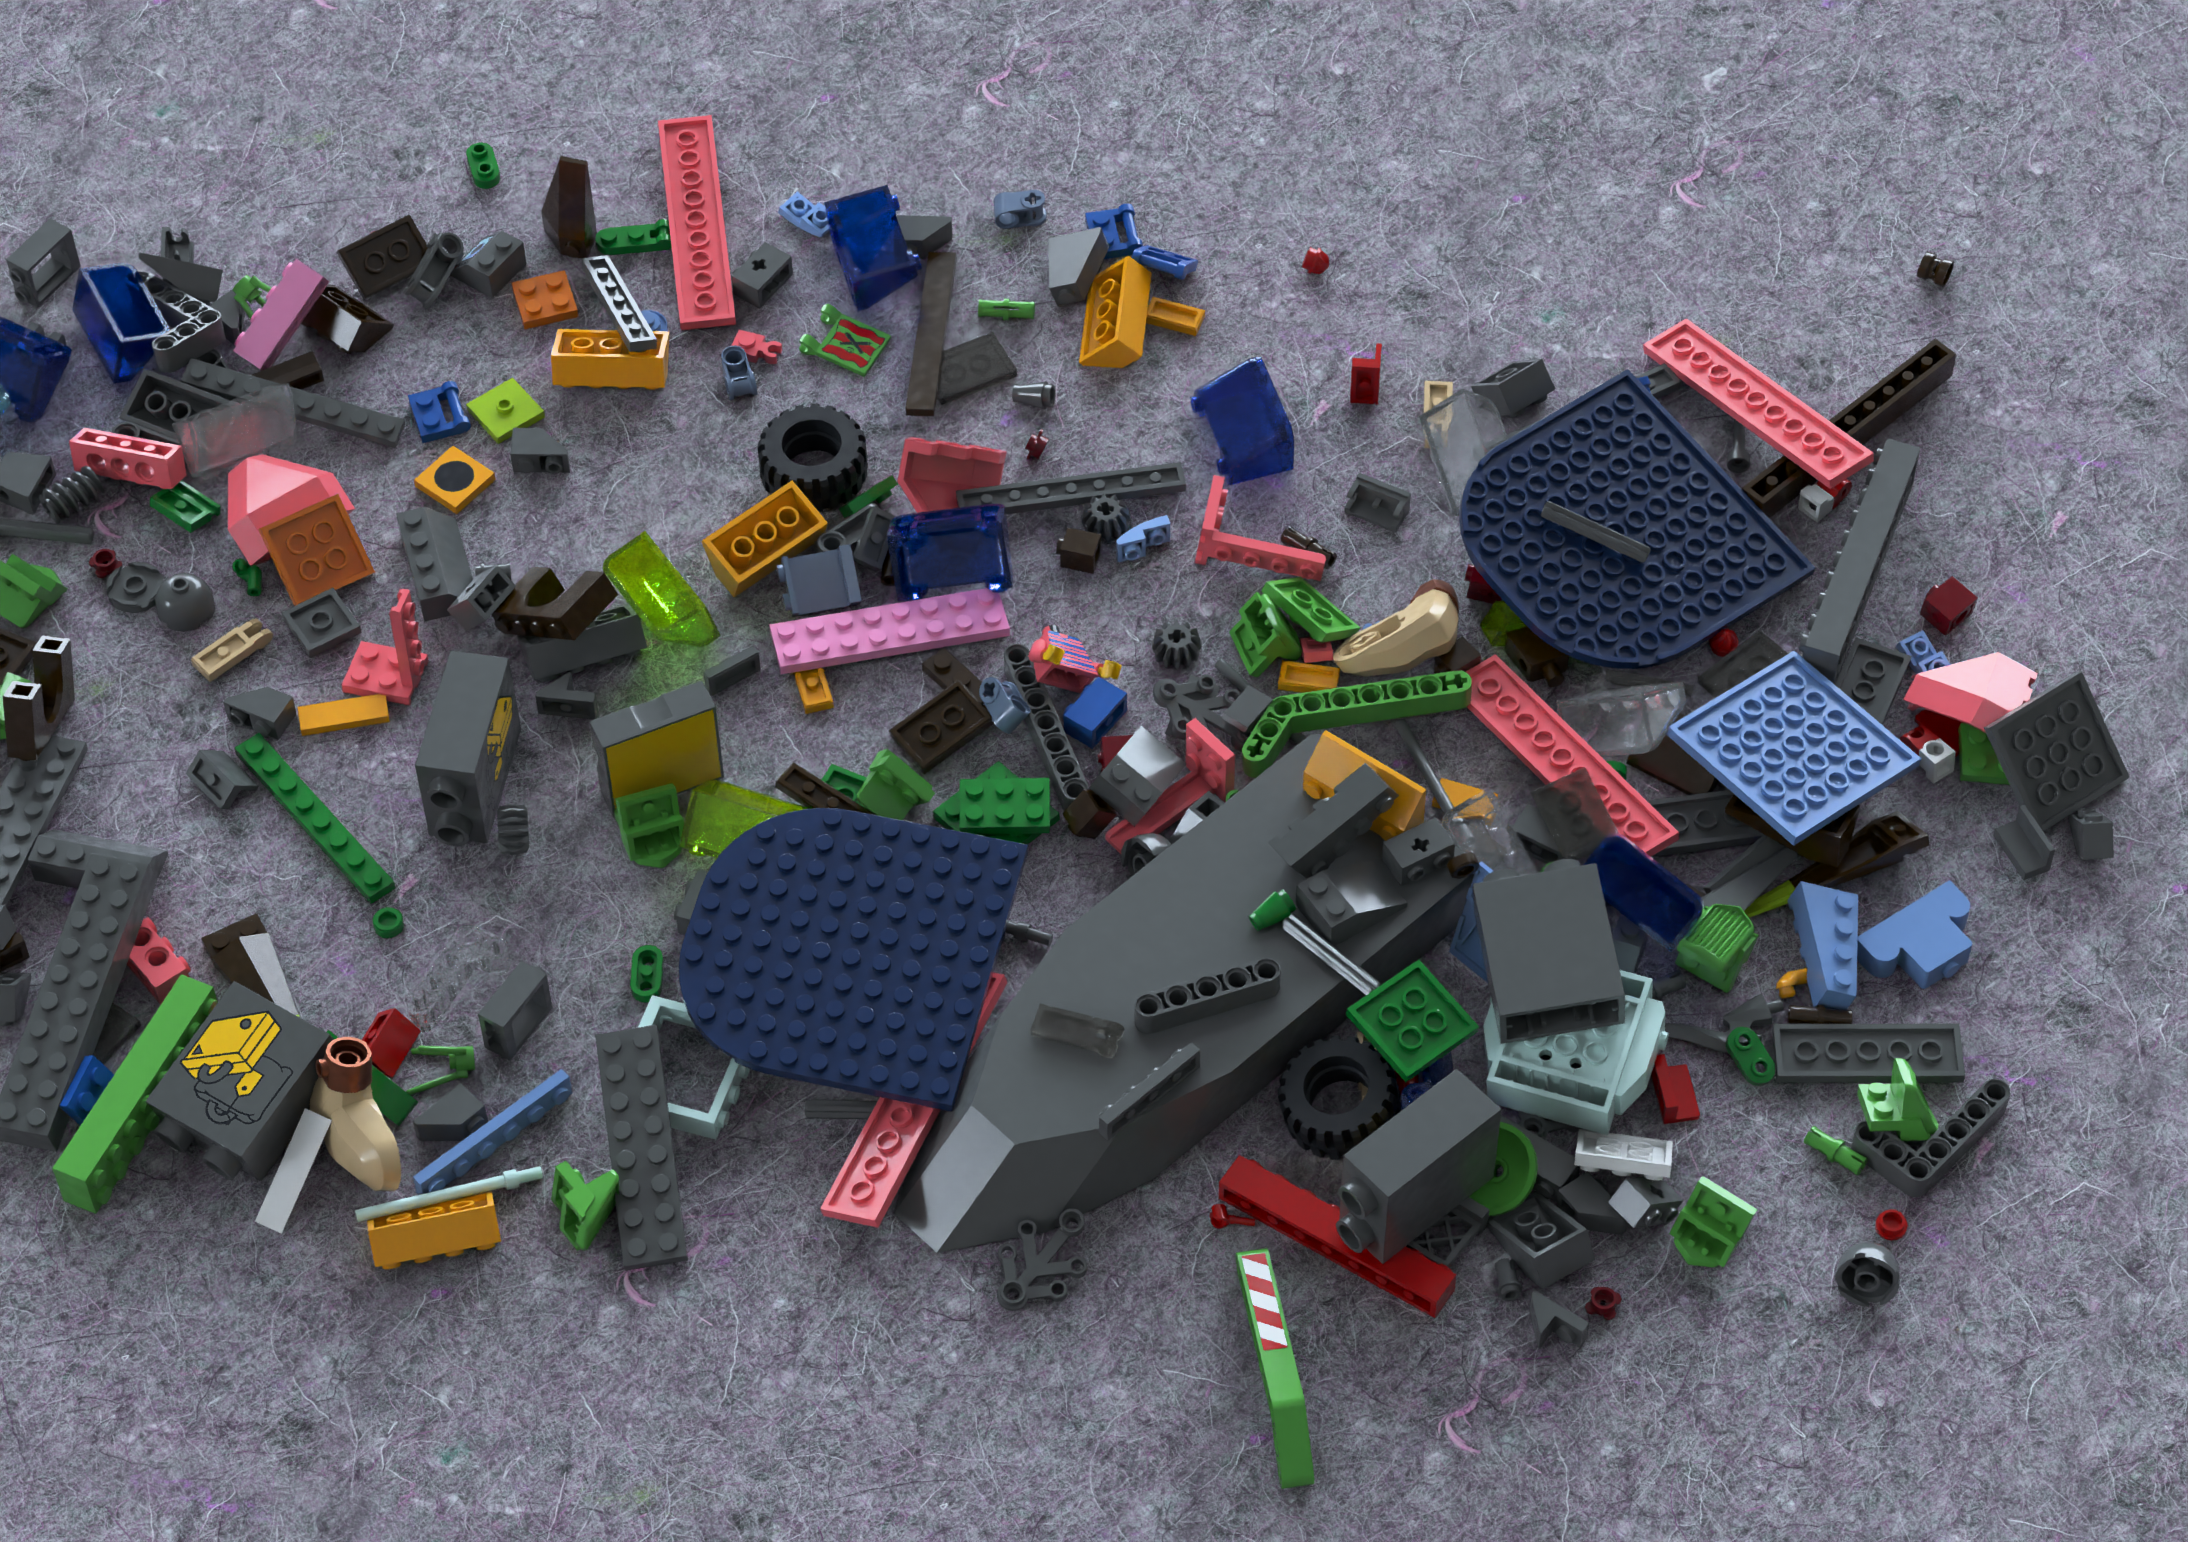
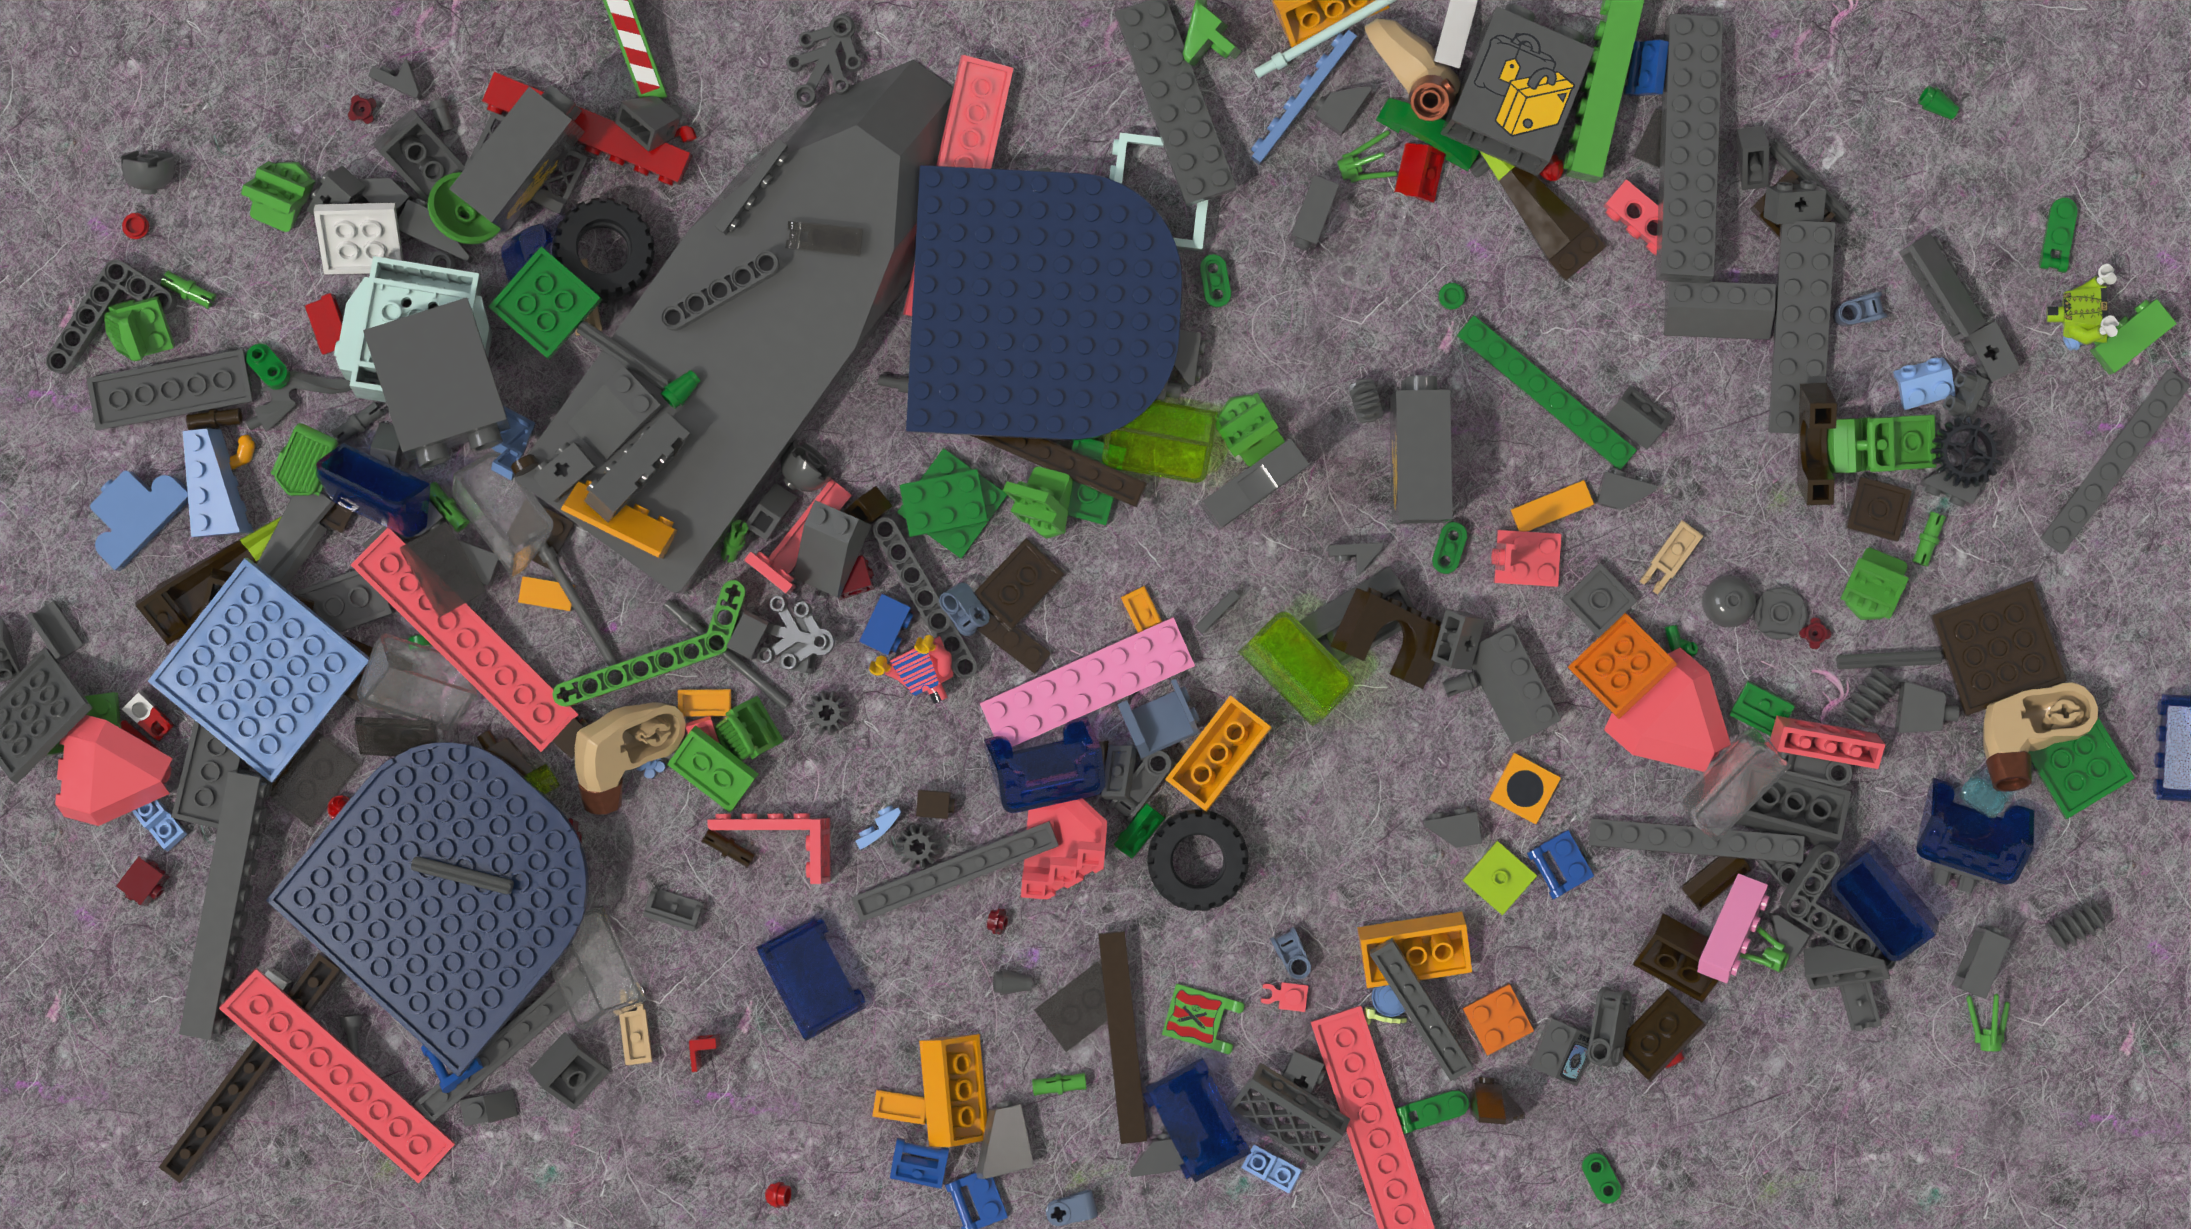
camera: 170 degrees right, 35 degrees up
(60, 211) = (1992, 1037): none -> bright green plant
(673, 321) = (1369, 1013): none -> yellowish green piece
(775, 242) = (1296, 1103): none -> dark grey fence
(1258, 1217) = (649, 120): none -> dark grey torso
(1596, 370) = (488, 1107): none -> dark grey slope

